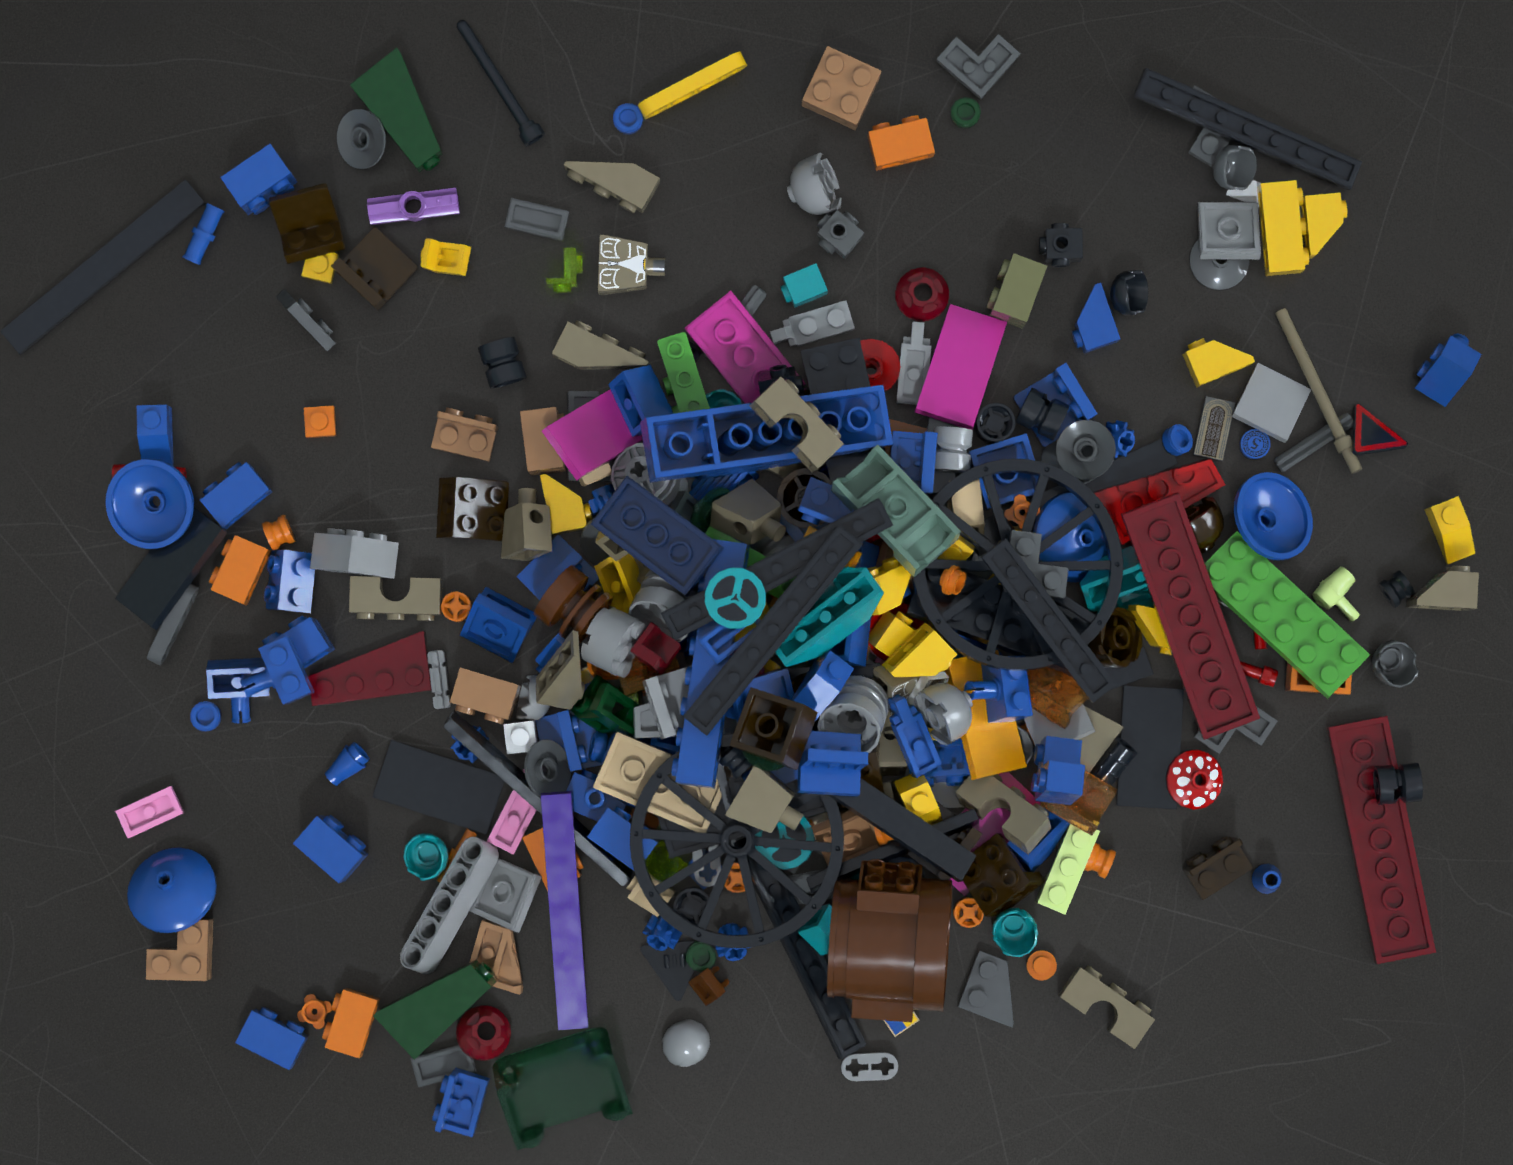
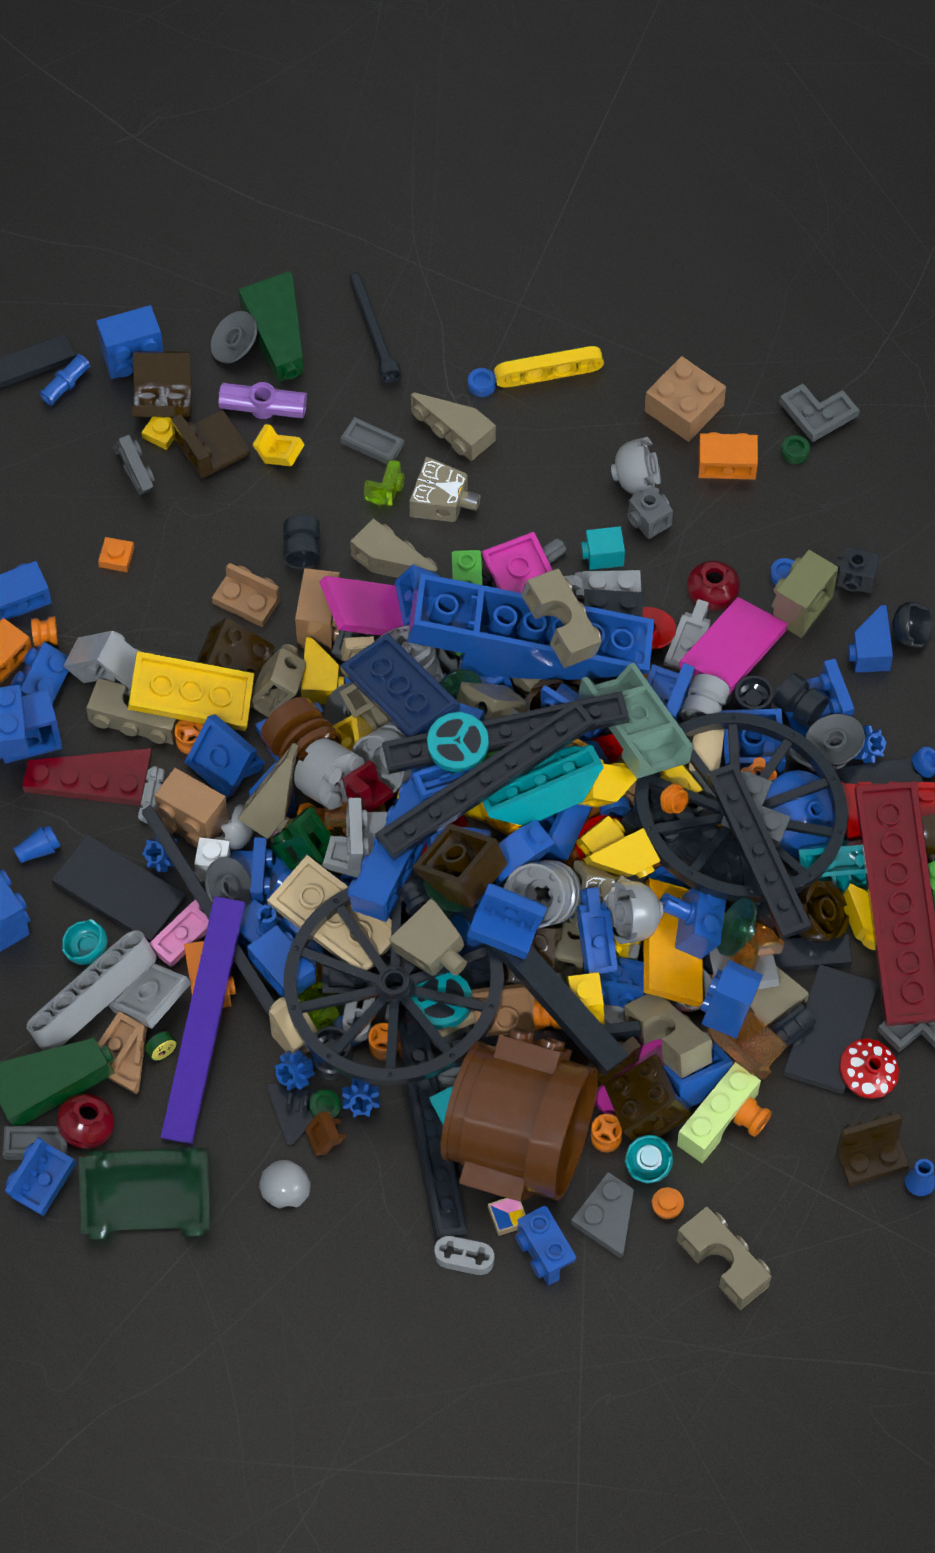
camera: 20 degrees right, 25 degrees down
(446, 570) = (190, 690): none -> yellow plate
(530, 940) = (161, 1046): none -> tile
(943, 1041) = (545, 1243): none -> blue bracket
(988, 261) = (780, 569): none -> blue tile
(1046, 699) = (738, 926): none -> clear green dish

